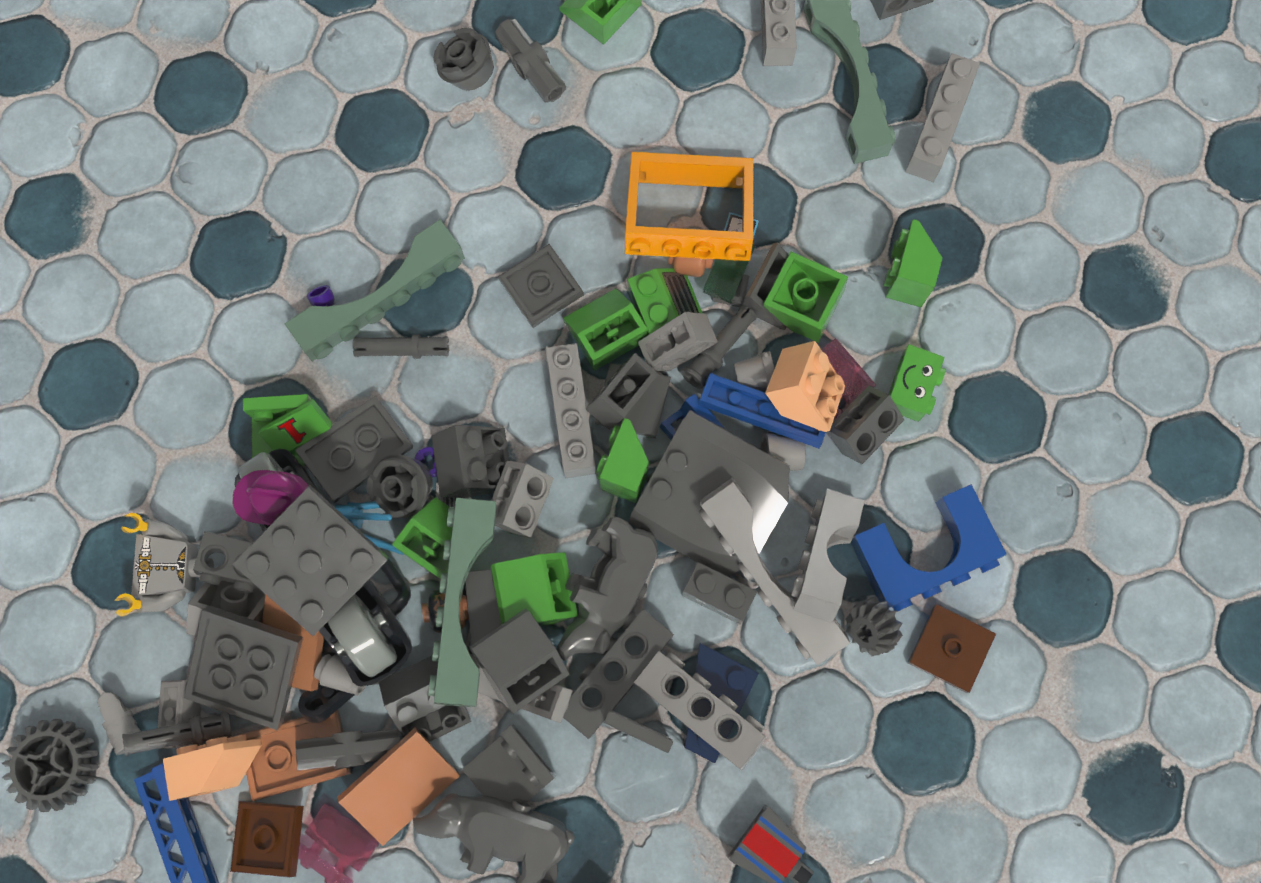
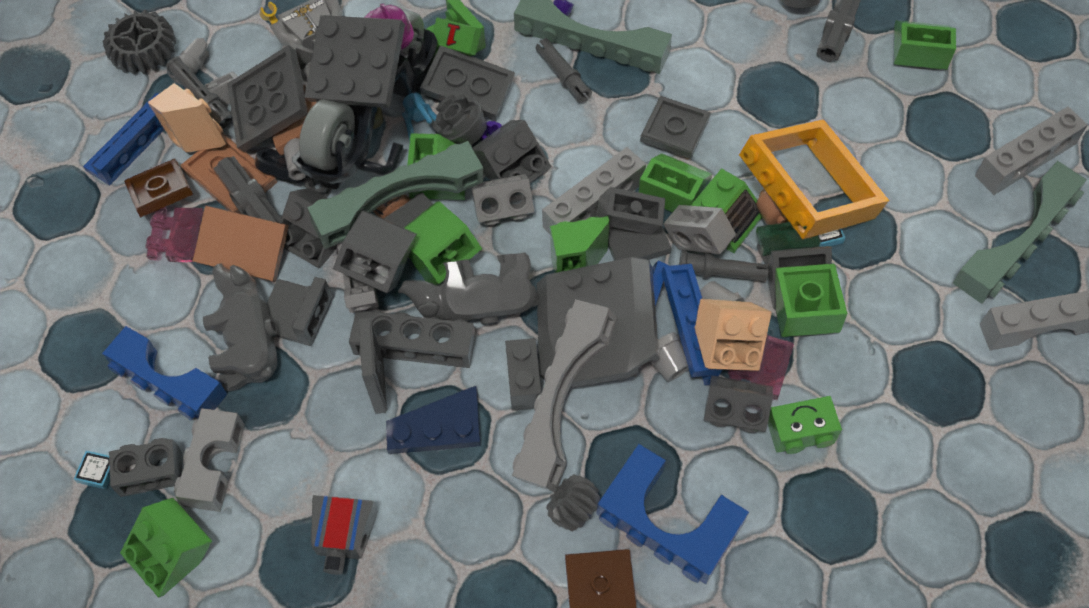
camera: 60 degrees right, 15 degrees down
(655, 681) = (417, 451): light grey brick -> none
(821, 585) = (572, 427): light grey arch -> none
(913, 267) = (895, 361): bright green slope -> none

